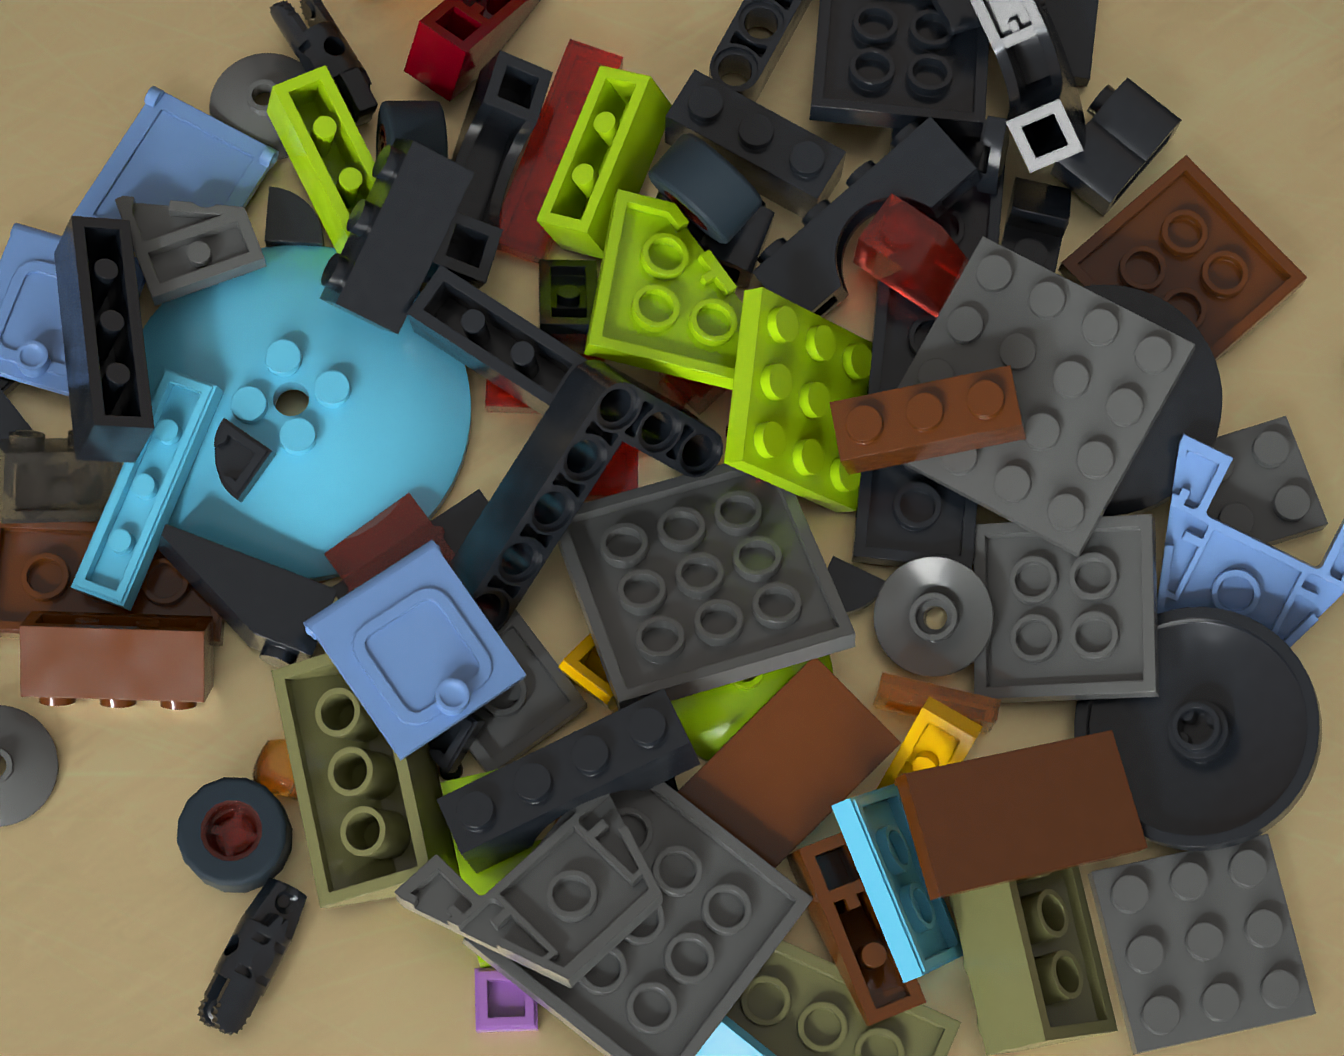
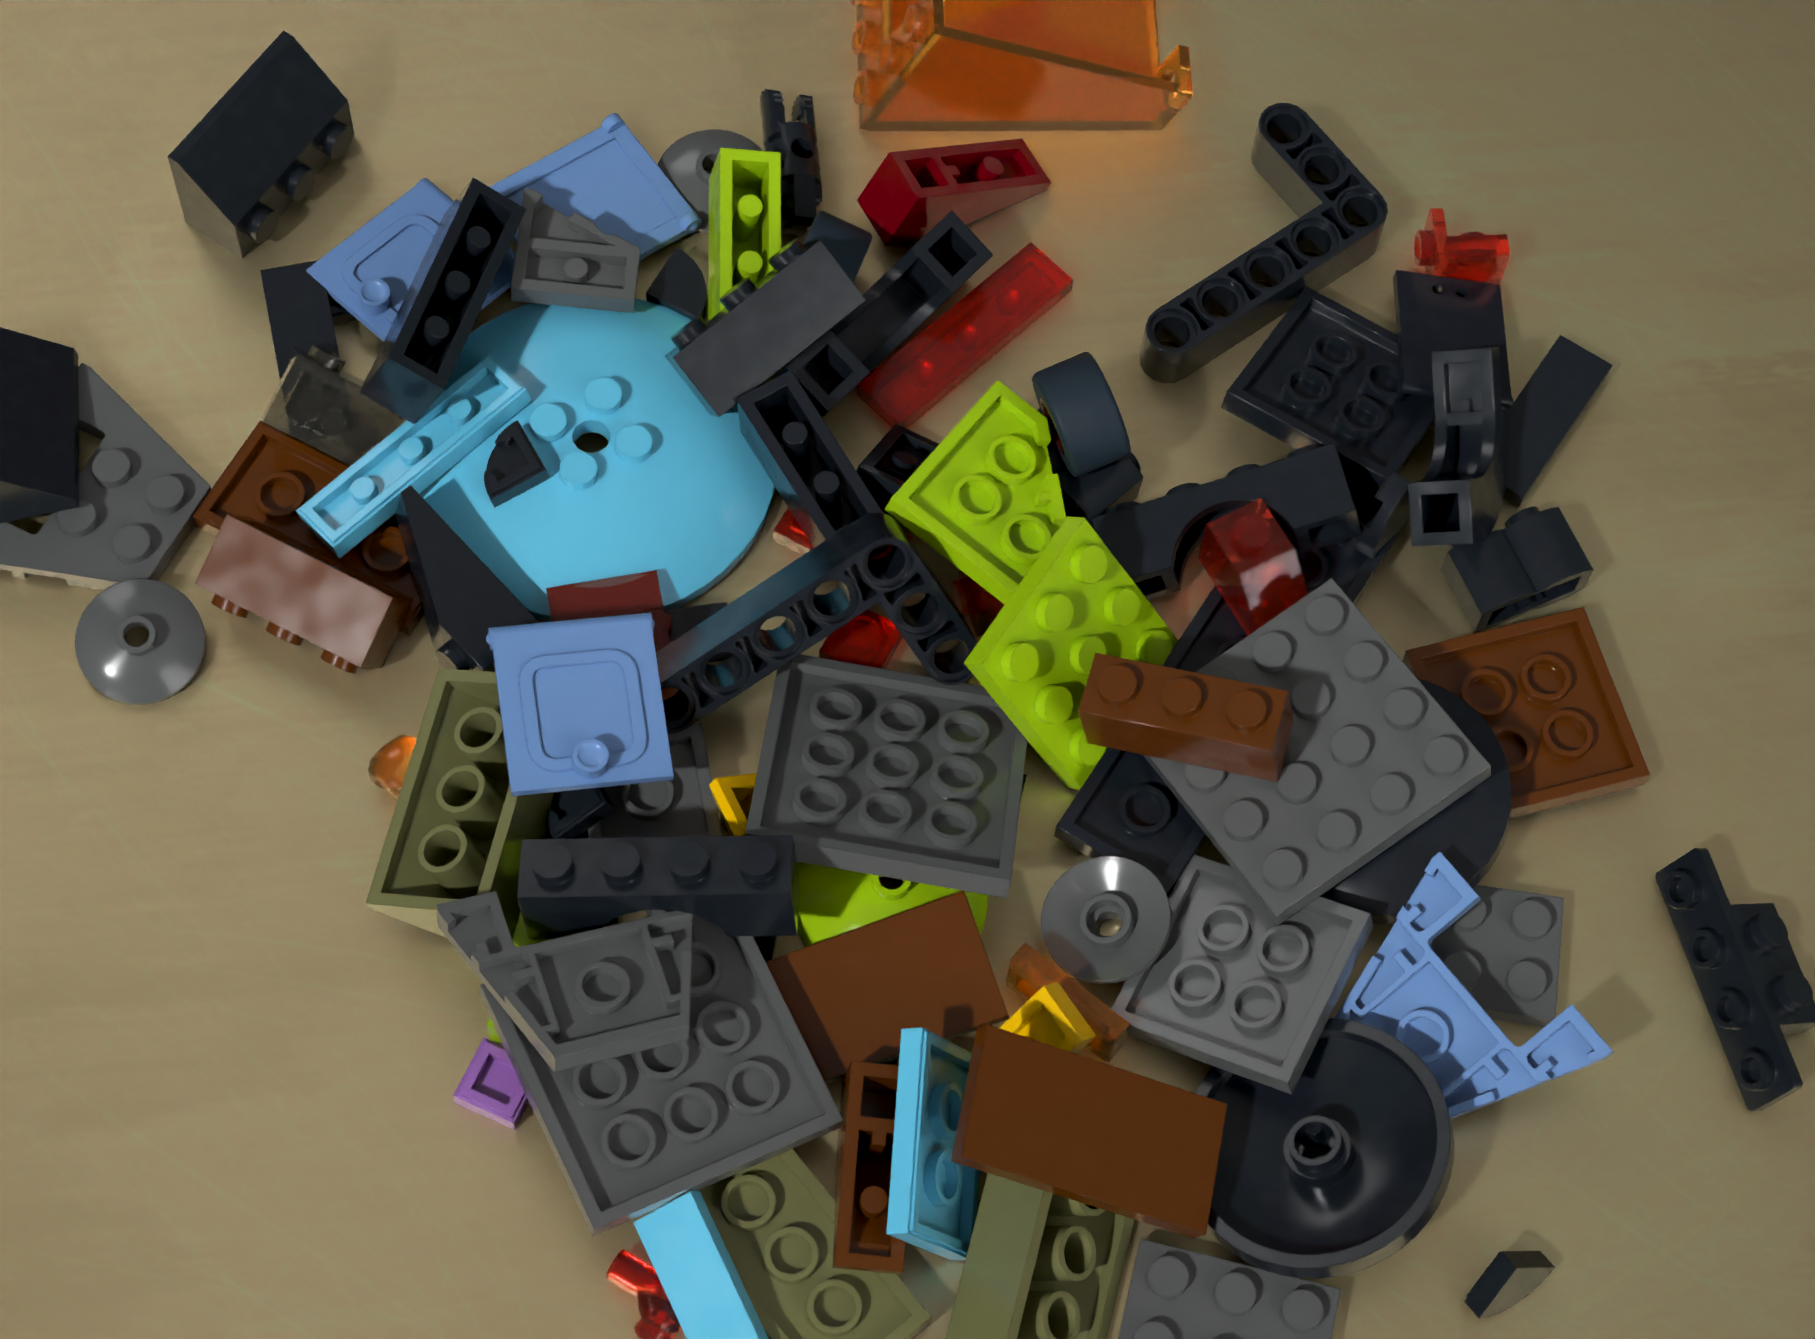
camera: 25 degrees right, 10 degrees down
(217, 822) = (317, 781): black wheel -> none
(252, 956) = (280, 922): black hinge -> none
(604, 154) = (1013, 341): lime brick -> none
(767, 149) = (1161, 411): black brick -> none
(854, 585) = (1038, 857): black tile -> none
(1037, 221) = (1403, 603): black slope -> none

